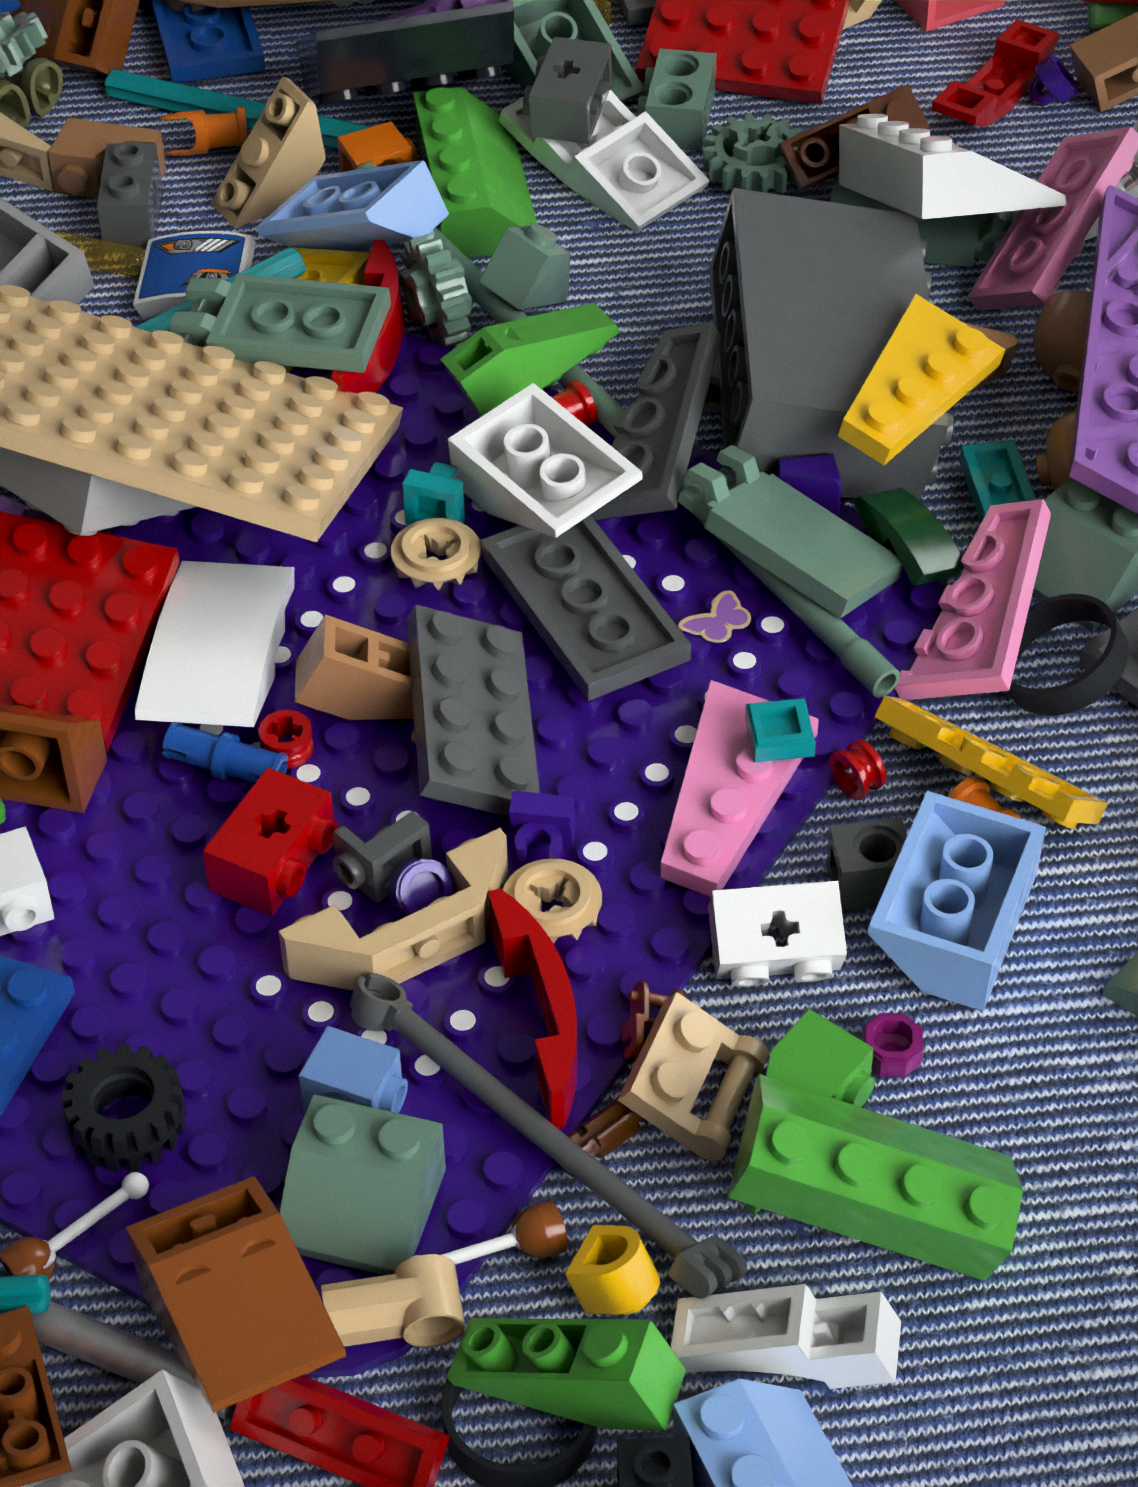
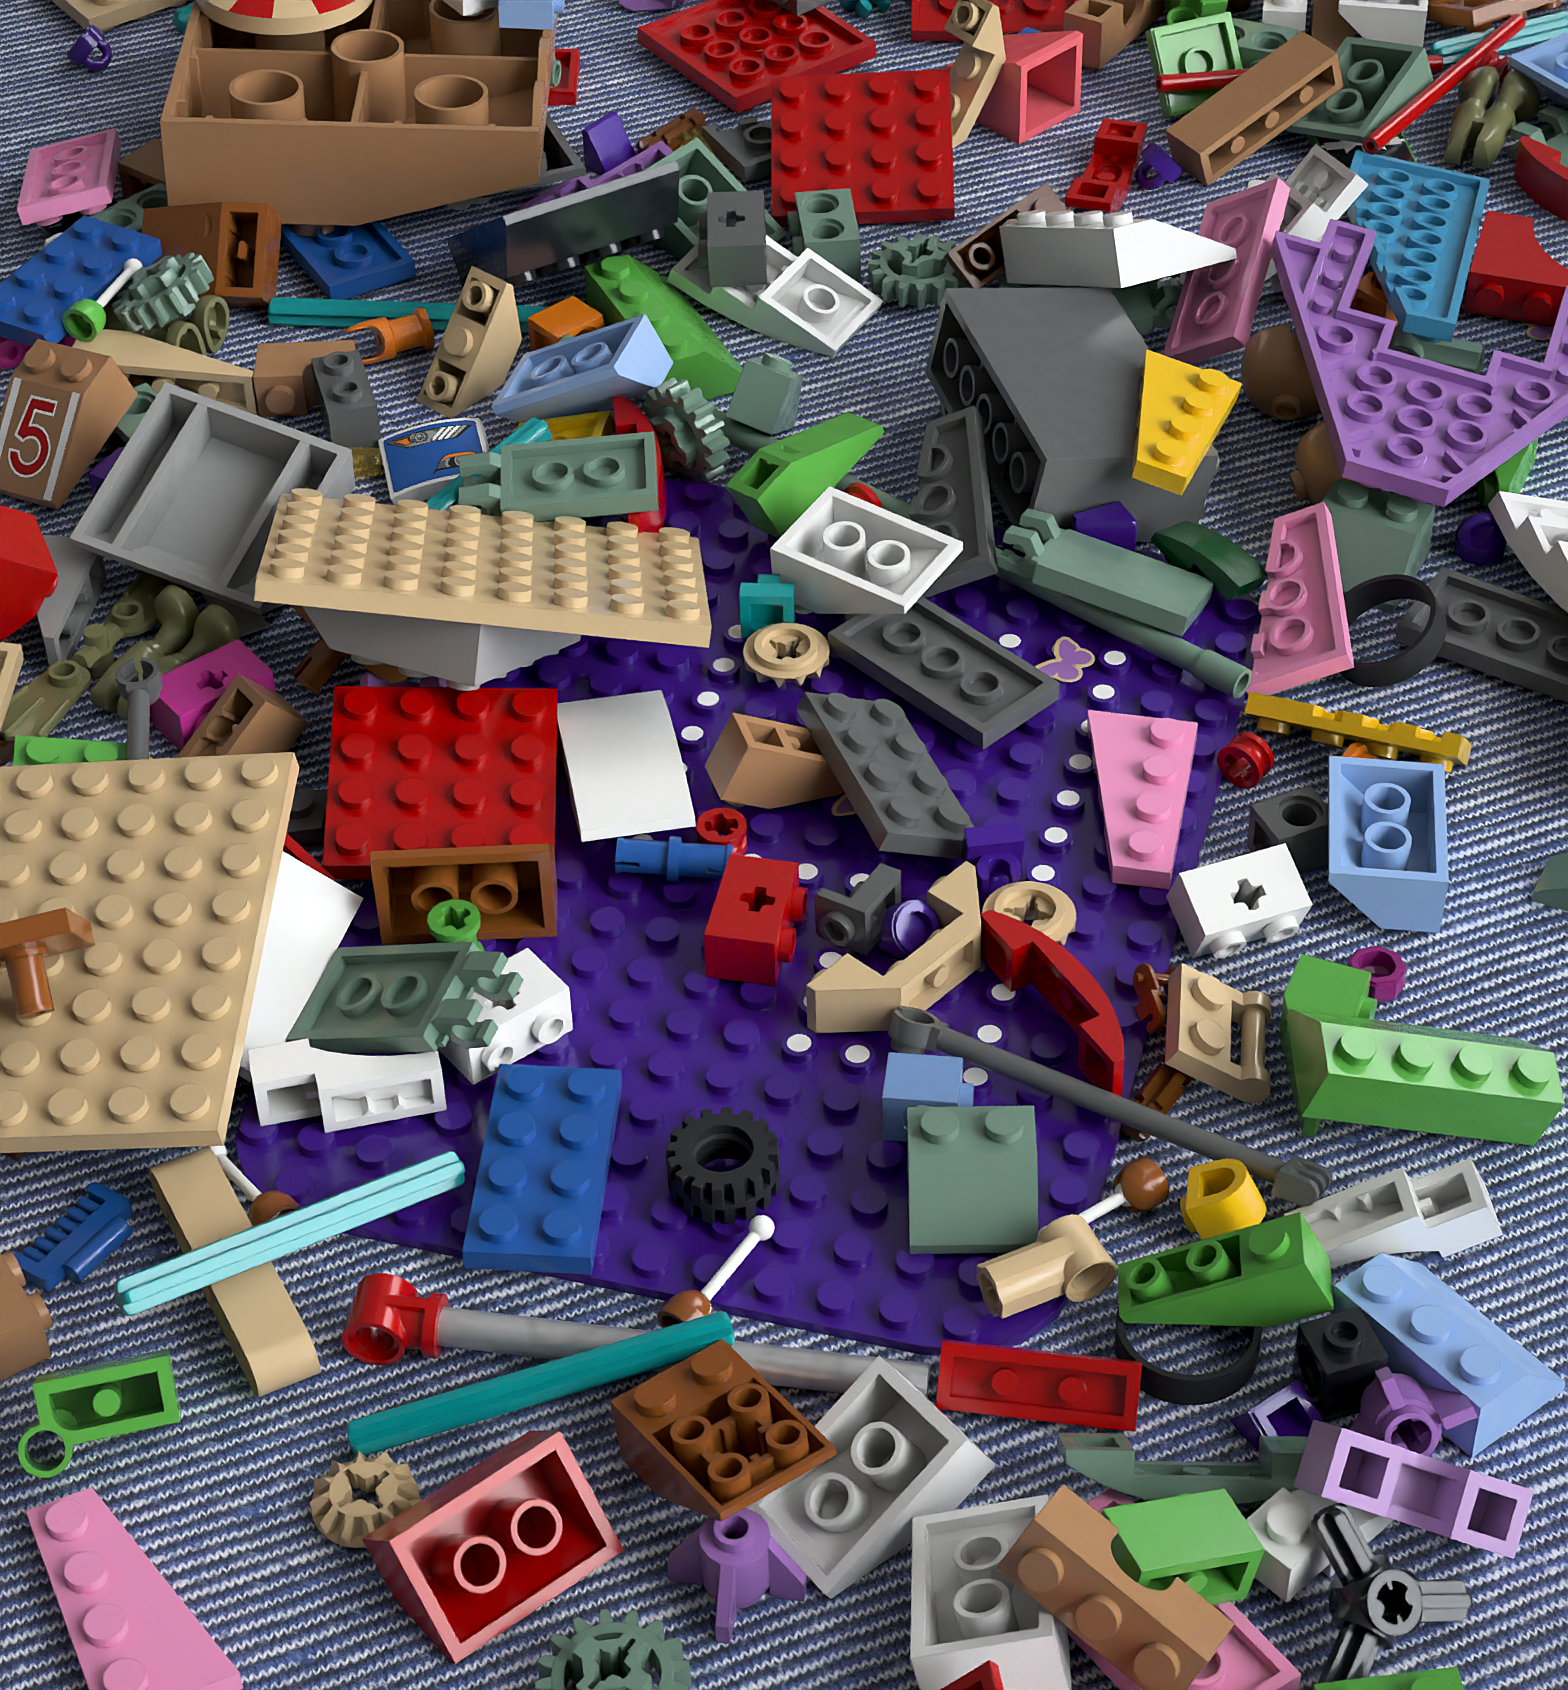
camera: 15 degrees left, 5 degrees down
(233, 1293) = (907, 1283): dark orange slope -> none
(780, 730) = (1174, 735): teal tile -> none
(994, 475) = (1255, 502): teal plate -> none

